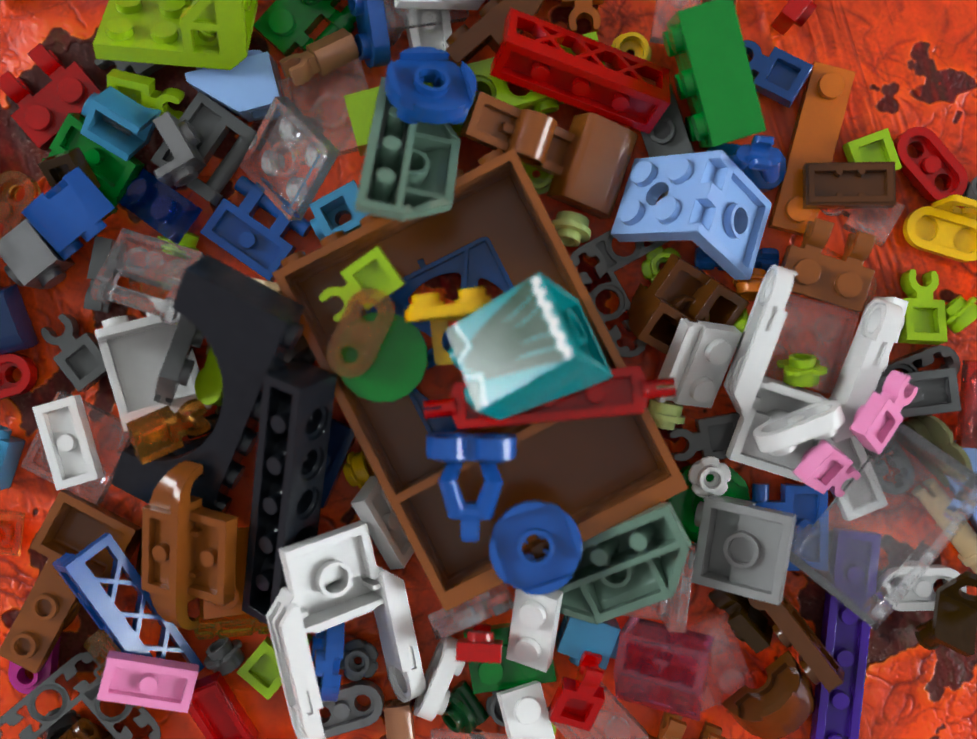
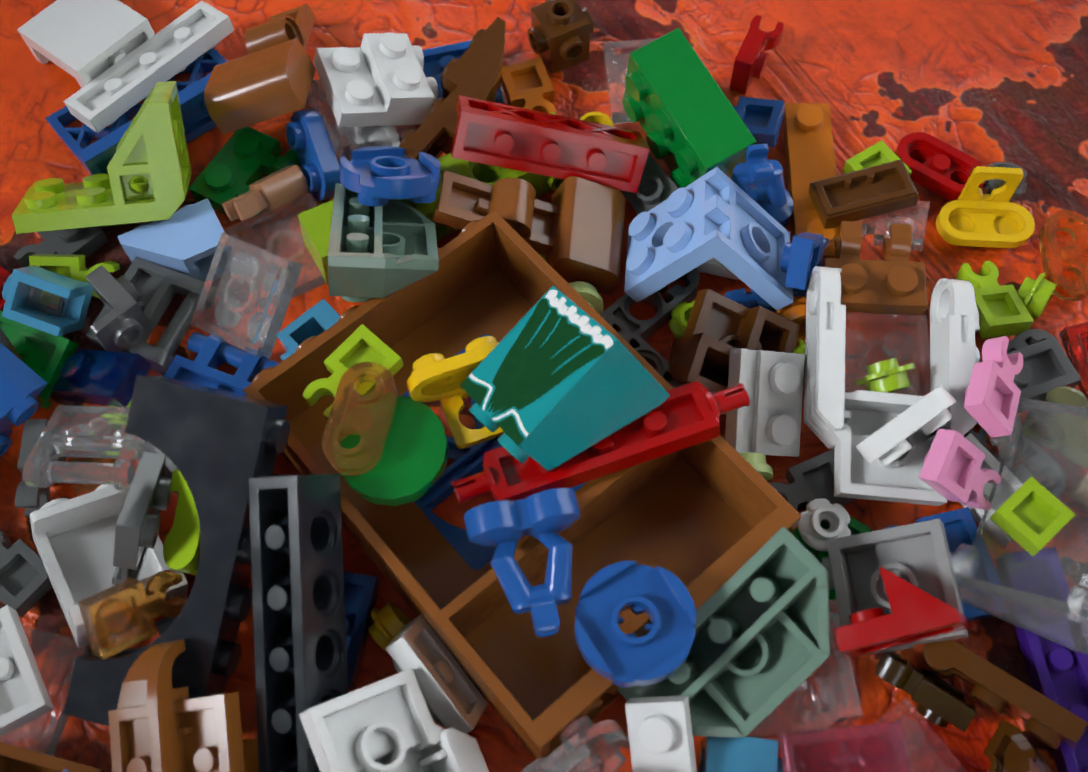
camera: 15 degrees left, 25 degrees down
(744, 587) = (913, 618): none -> red slope
(770, 245) = (801, 257): none -> blue plate
(871, 515) = (1032, 516): none -> lime plate

